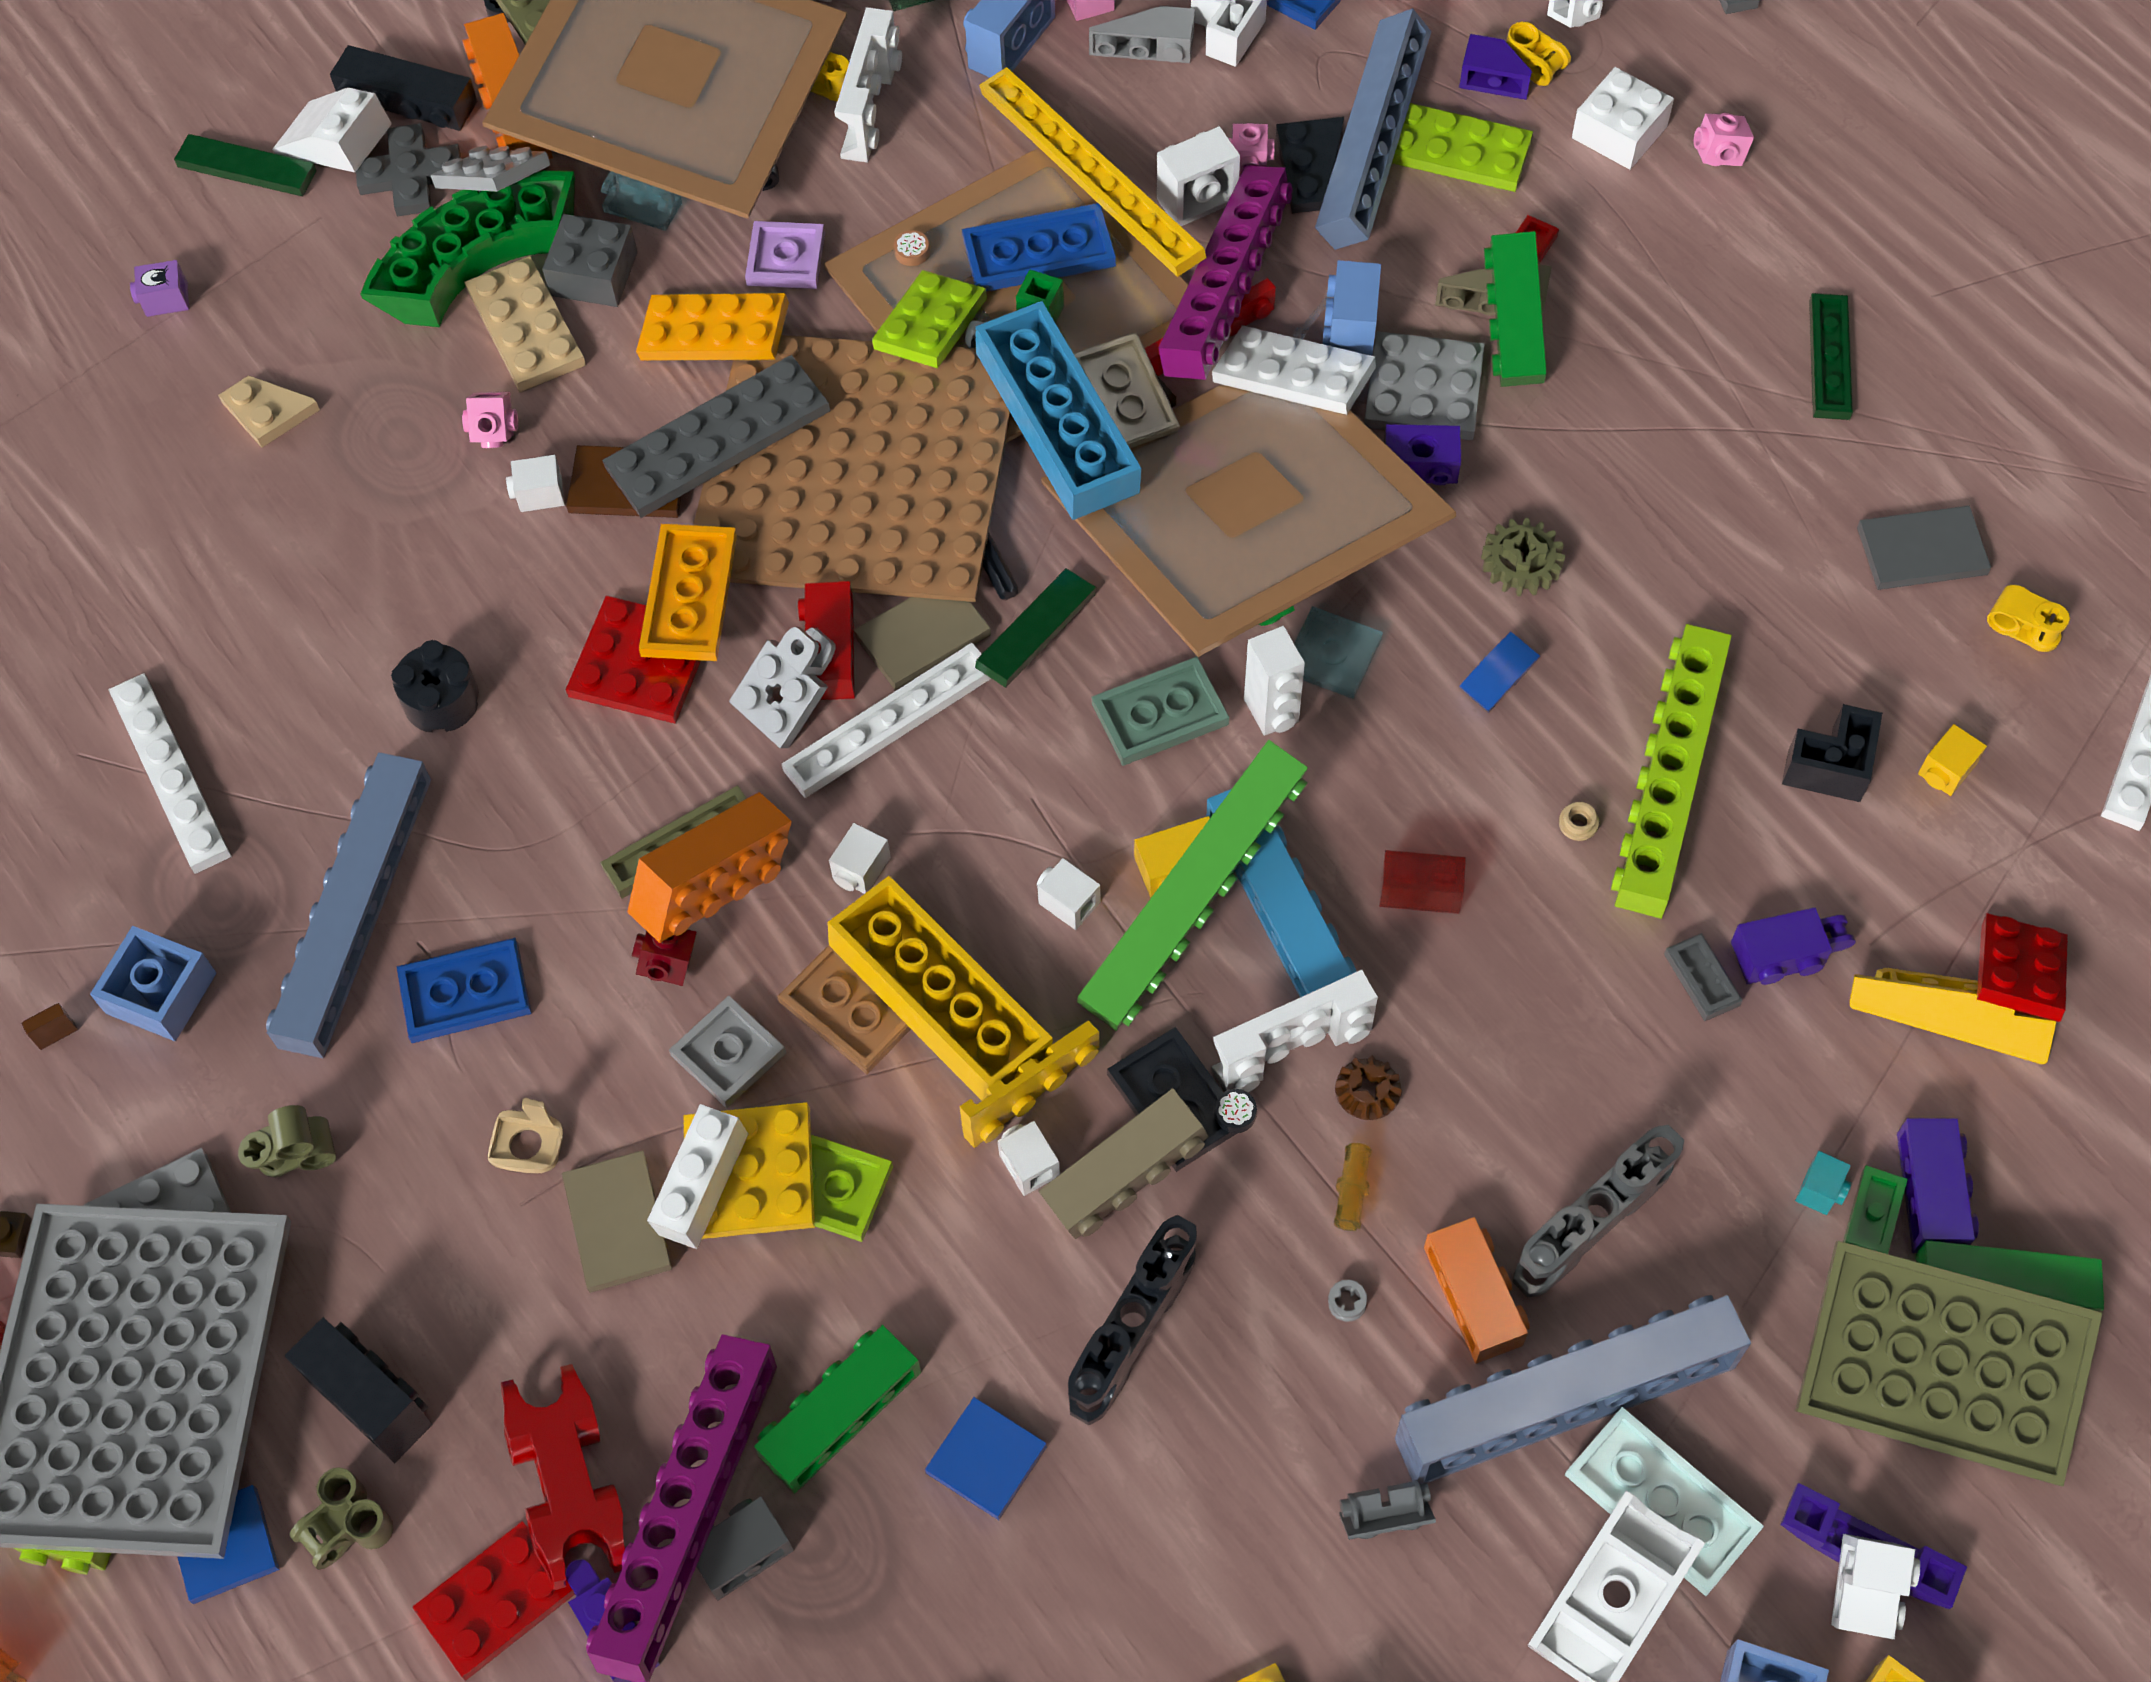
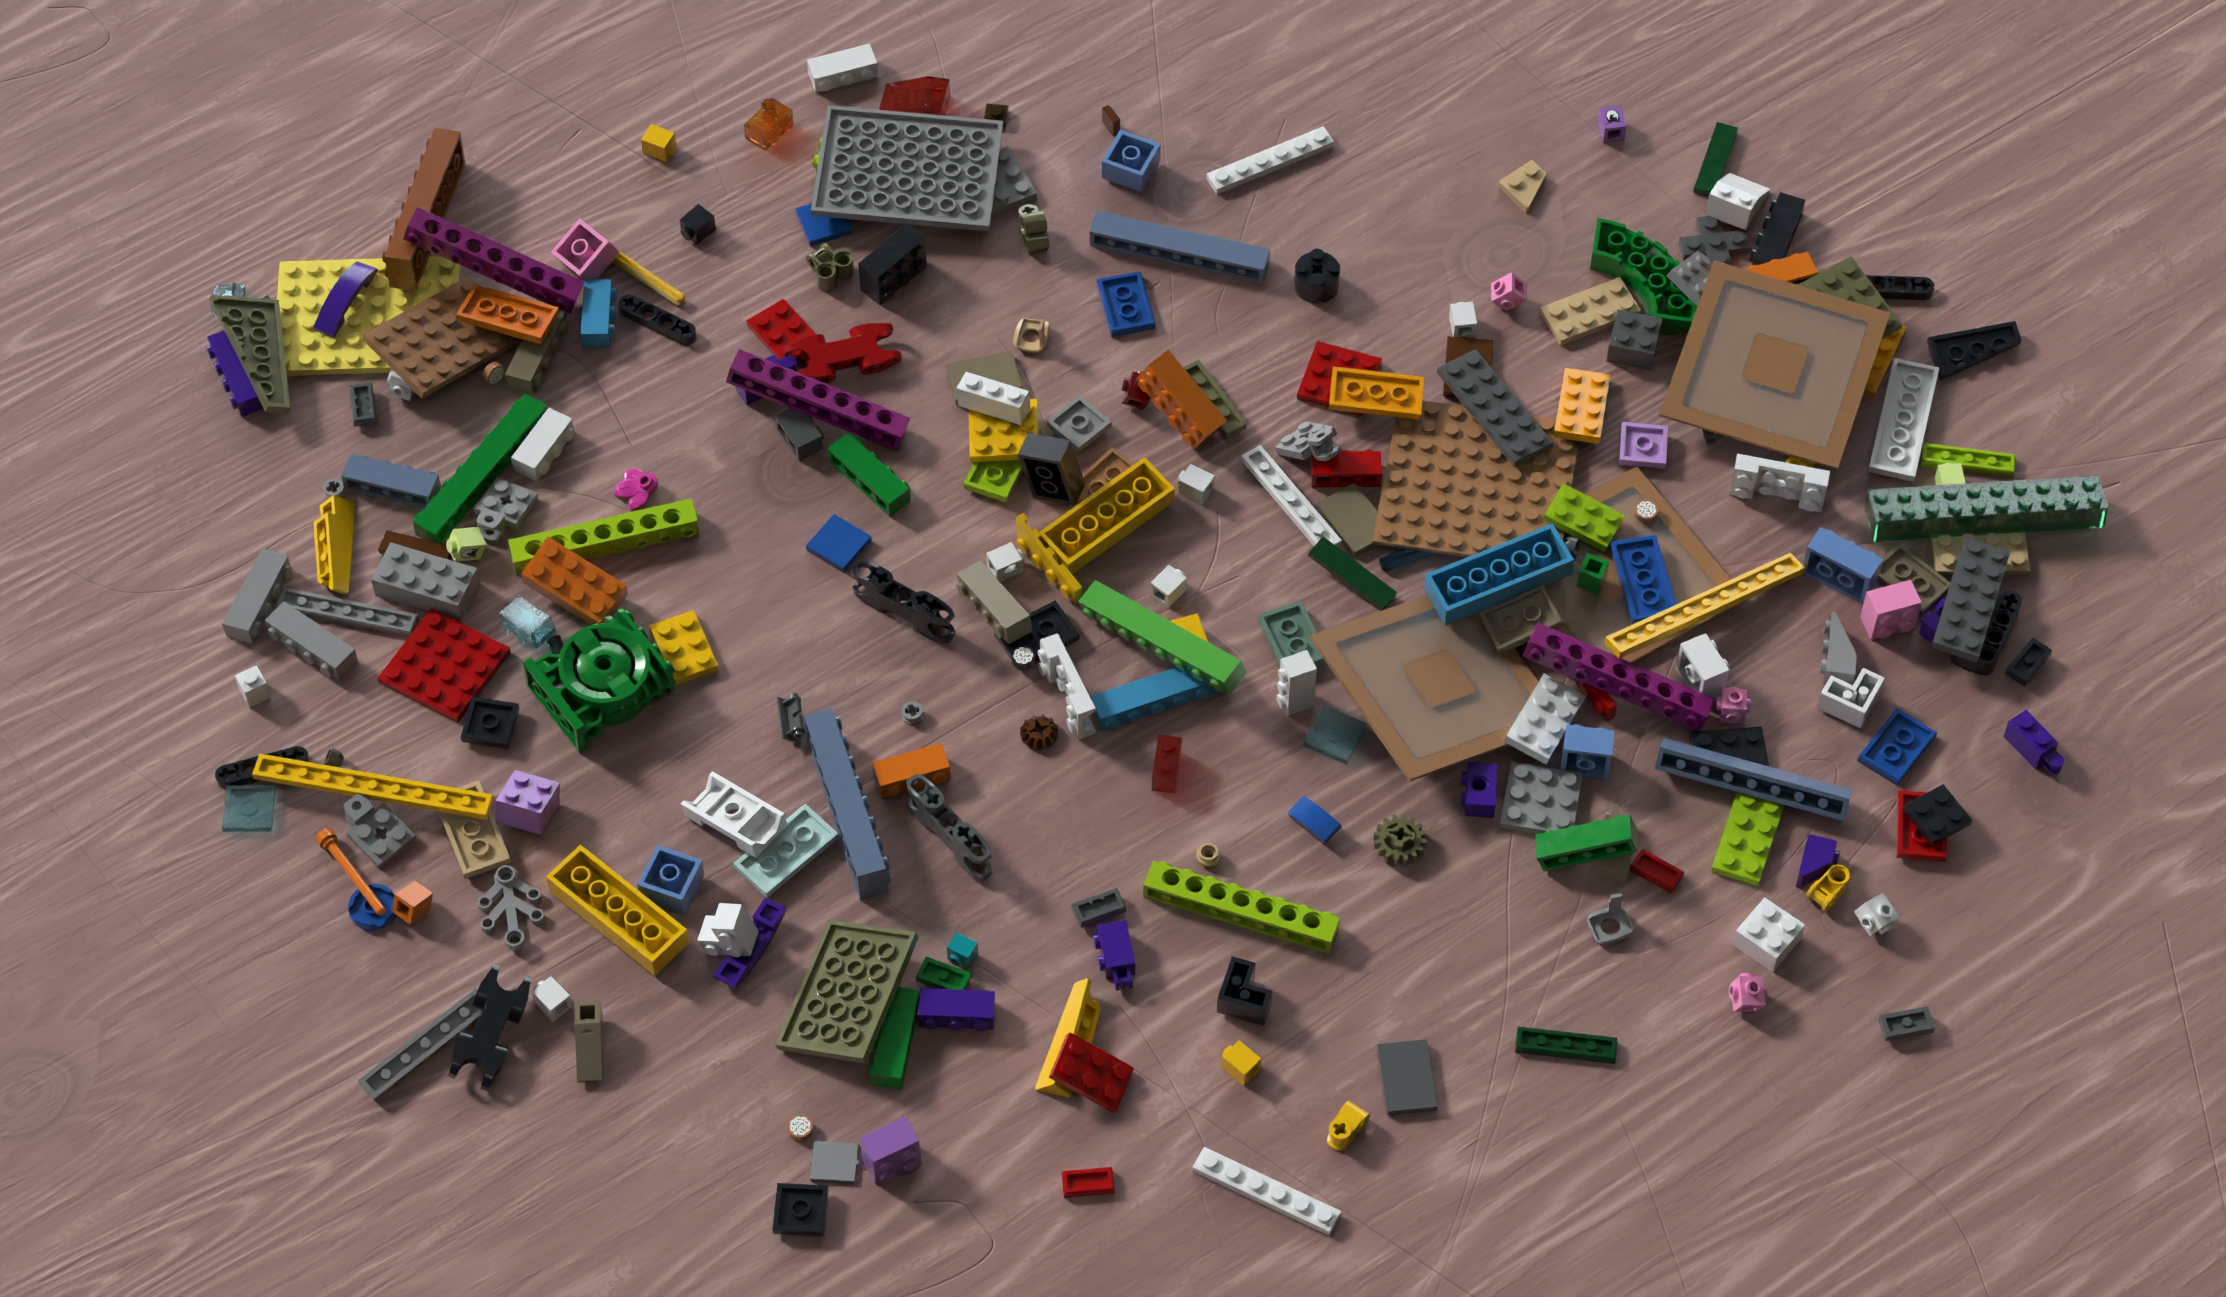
camera: 90 degrees right, 5 degrees down
(854, 1067) = (1051, 468): none -> black brick
(1352, 1186) = (977, 717): clear yellow pin -> none
(1632, 284) = (1615, 912): none -> light grey piece

